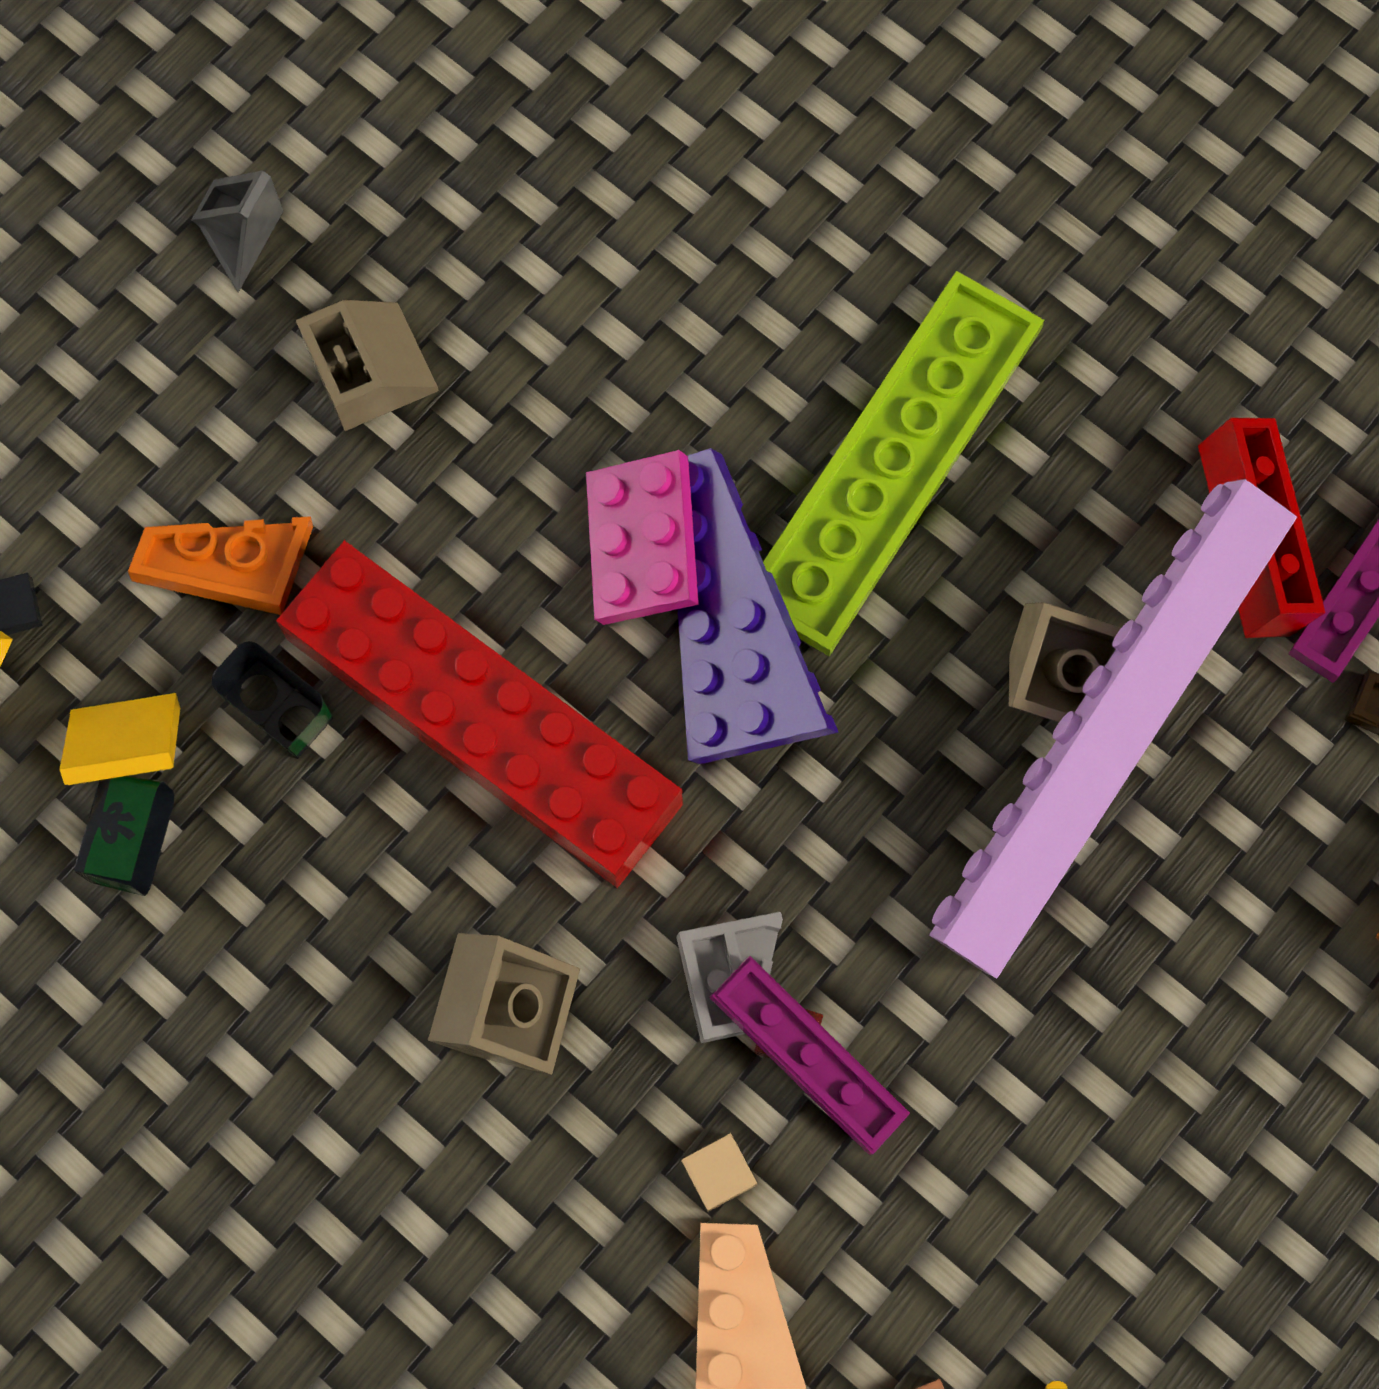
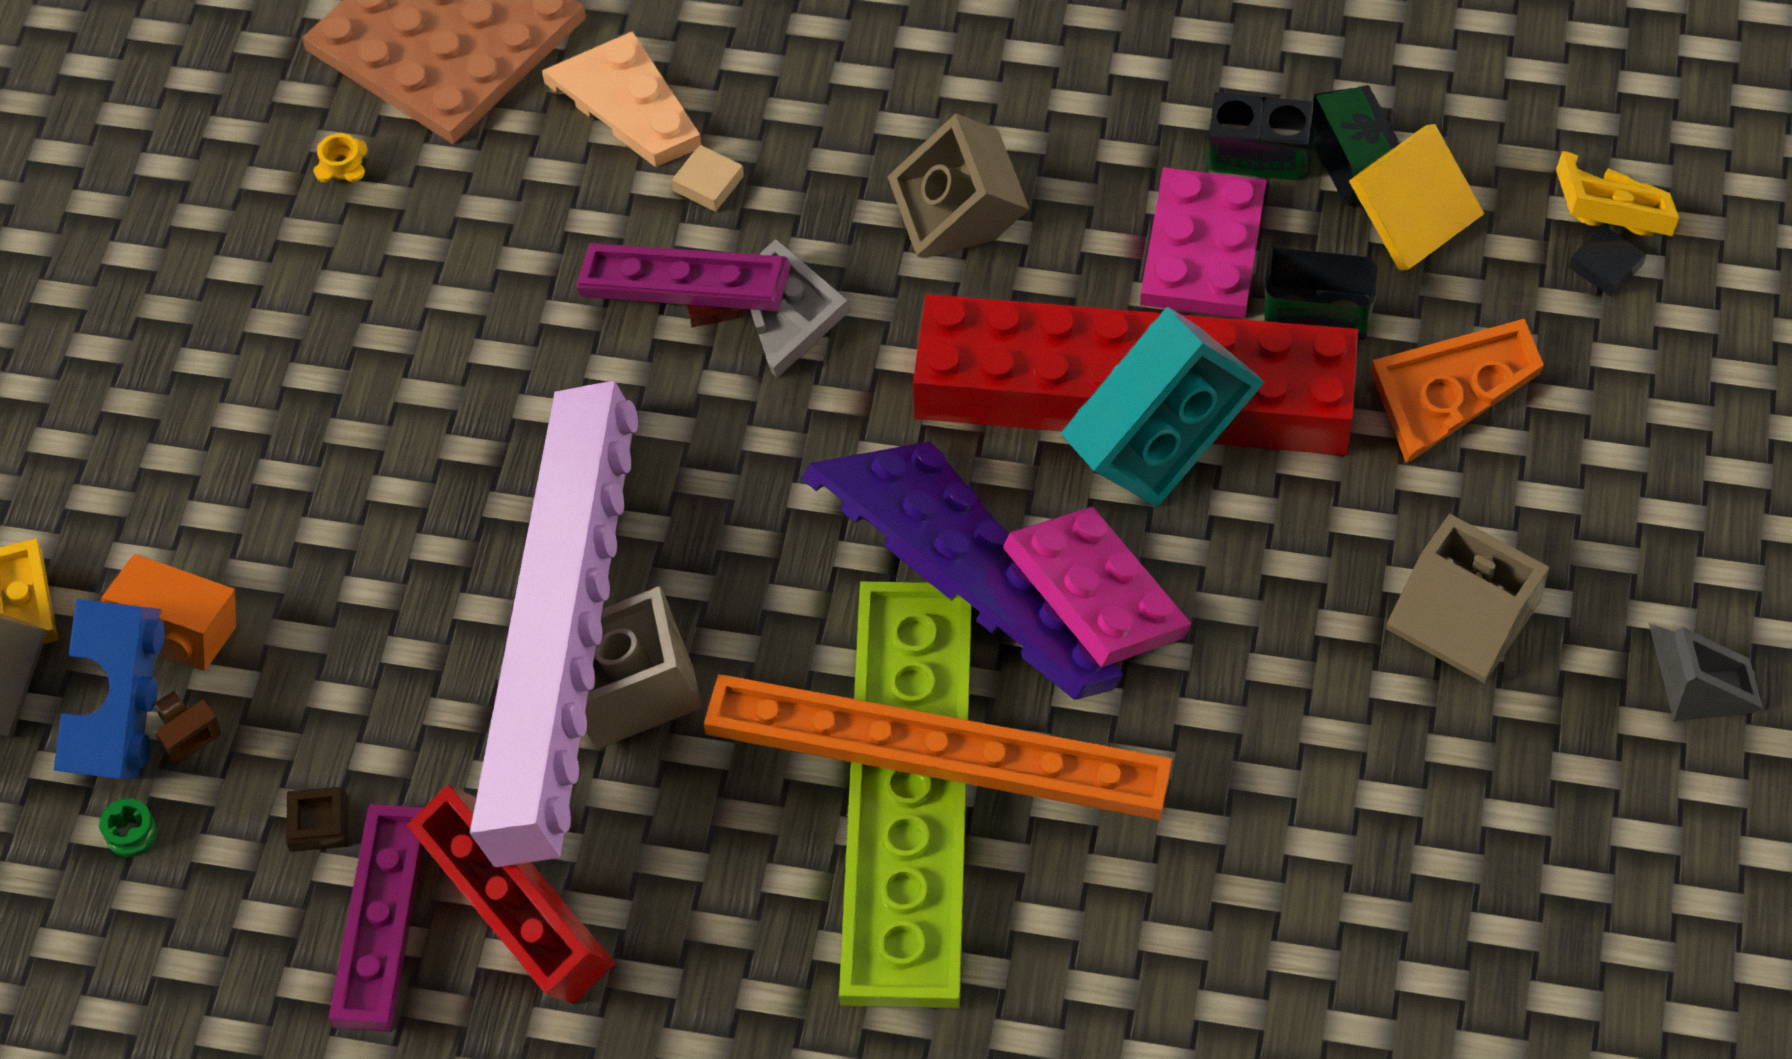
camera: 150 degrees right, 15 degrees down
(230, 932) = (1241, 150): none -> black piece
(323, 828) = (1203, 243): none -> dark pink plate
(499, 626) = (1161, 408): none -> teal slope
(863, 458) = (939, 746): none -> orange plate

